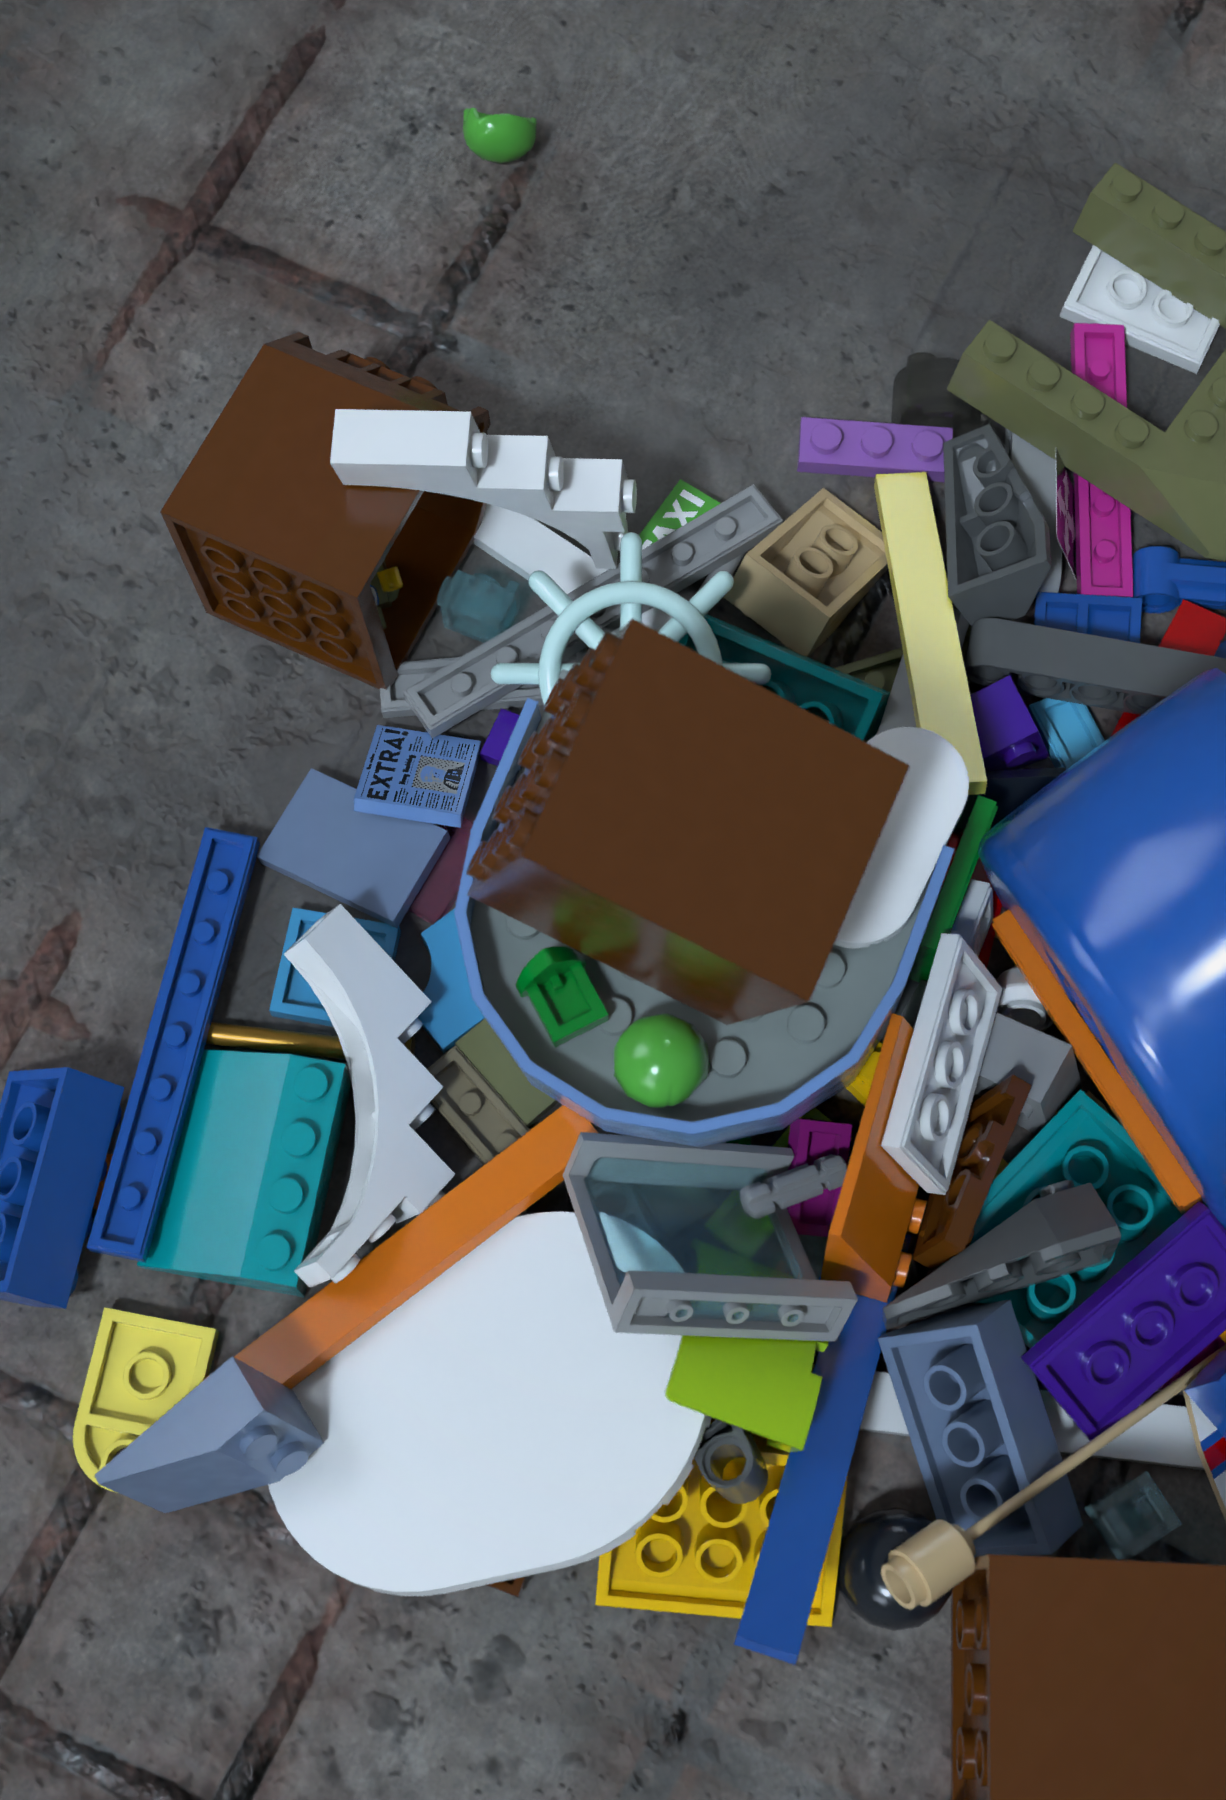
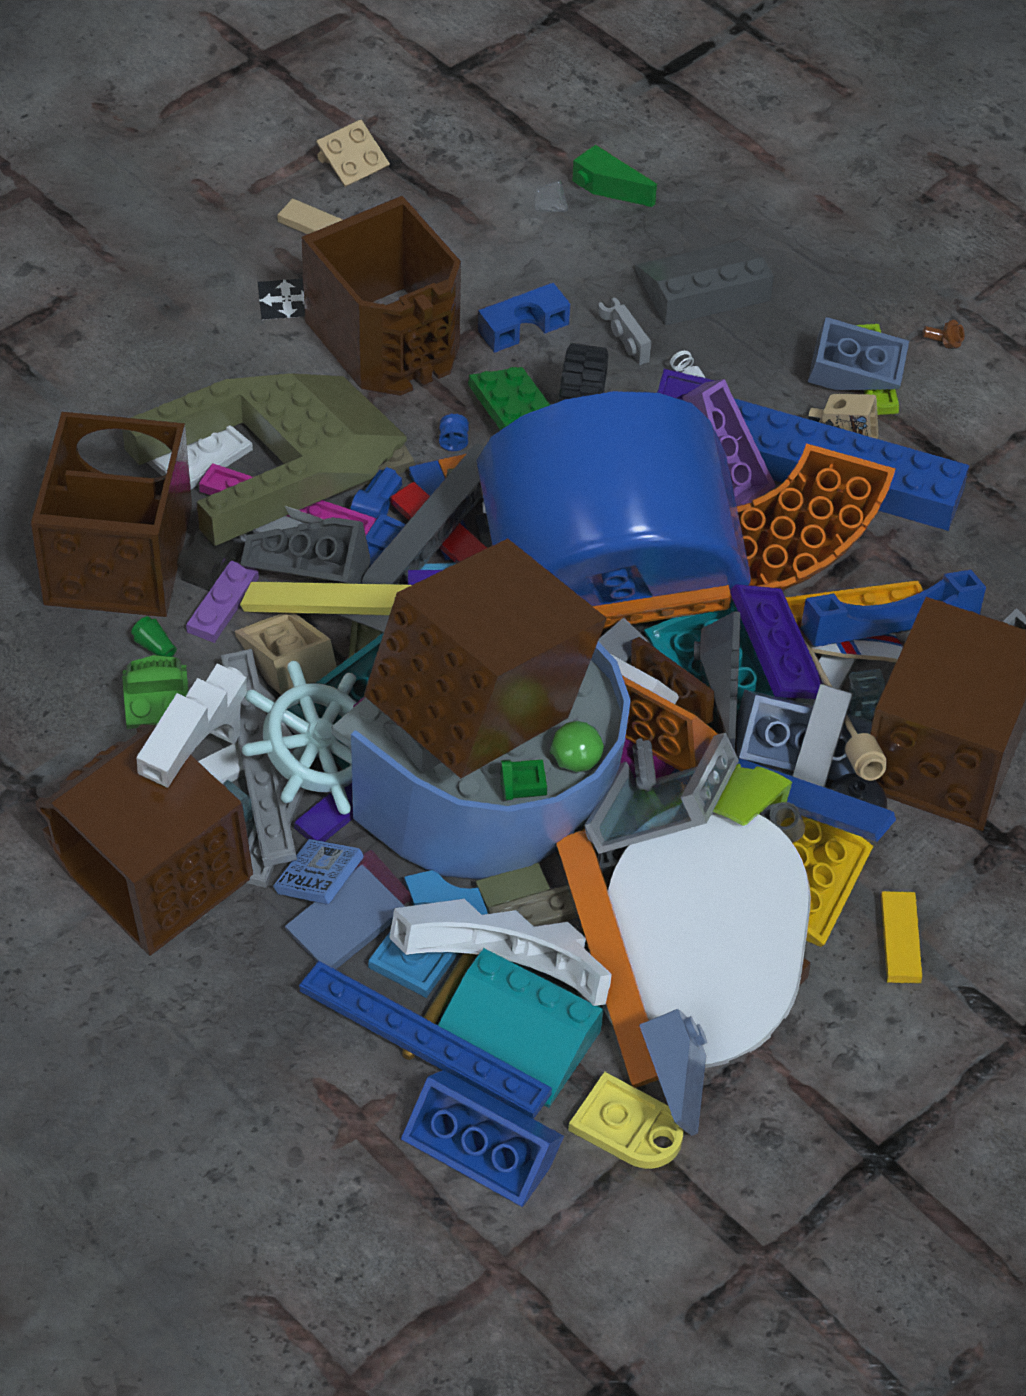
camera: 70 degrees left, 20 degrees down
(658, 423) = (151, 687): none -> bright green piece
(659, 1734) = (901, 937): none -> yellow tile
(755, 382) = (151, 636): none -> green cone
(903, 219) = (111, 536): none -> reddish brown container
(953, 1469) = (822, 735): none -> light grey tile

